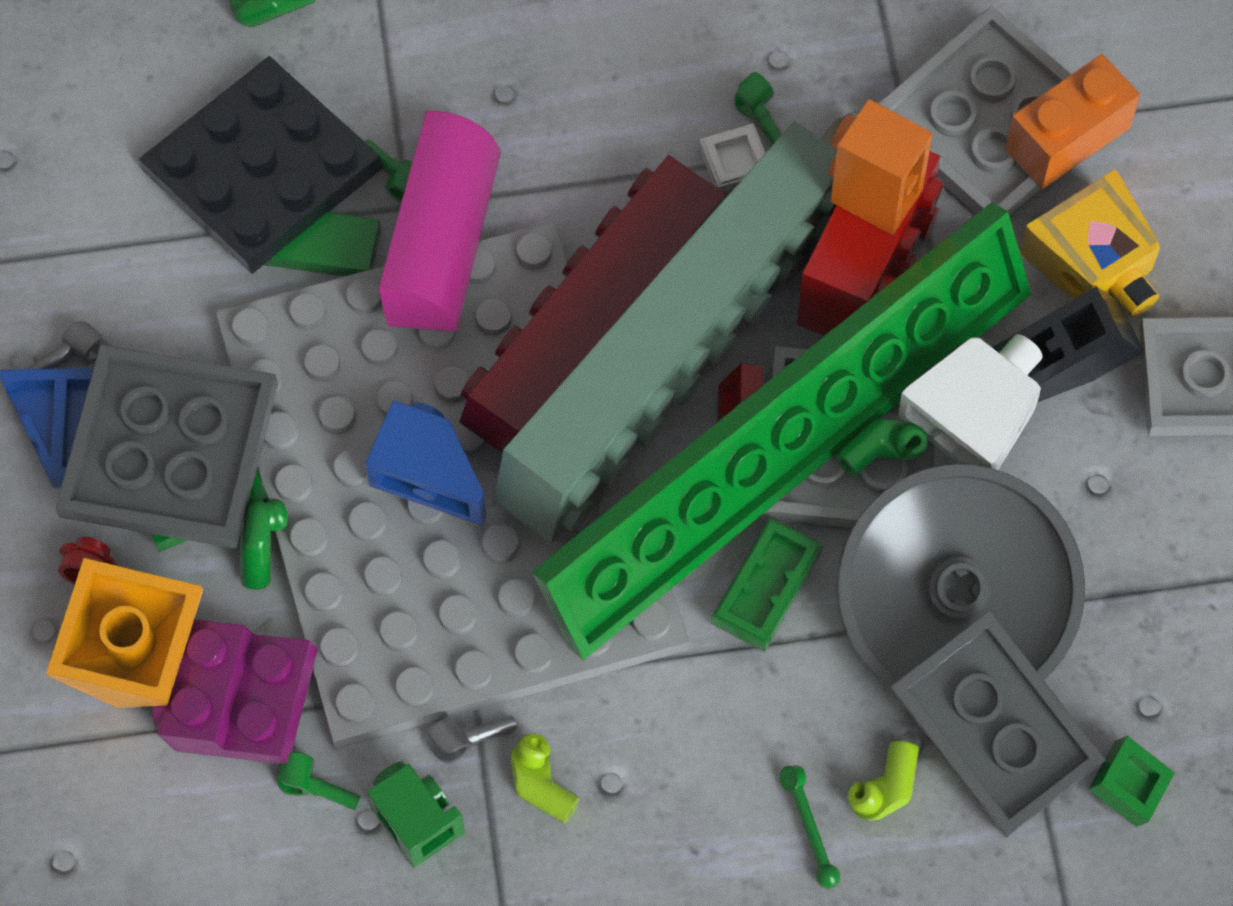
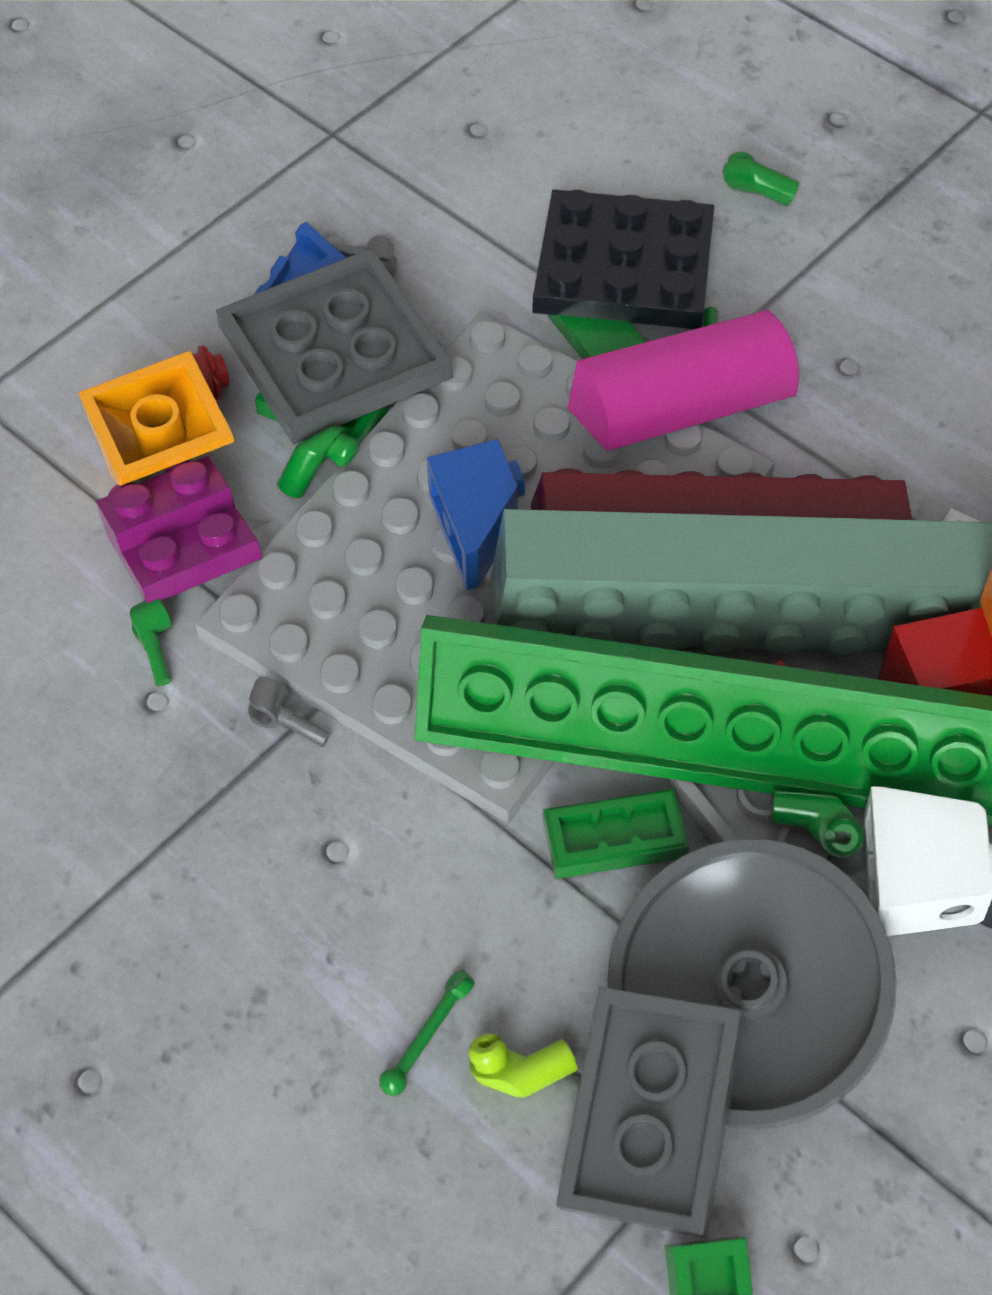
camera: 50 degrees right, 10 degrees down
(414, 812) = (177, 718): green brick -> none
(534, 778) = (286, 787): lime arm -> none

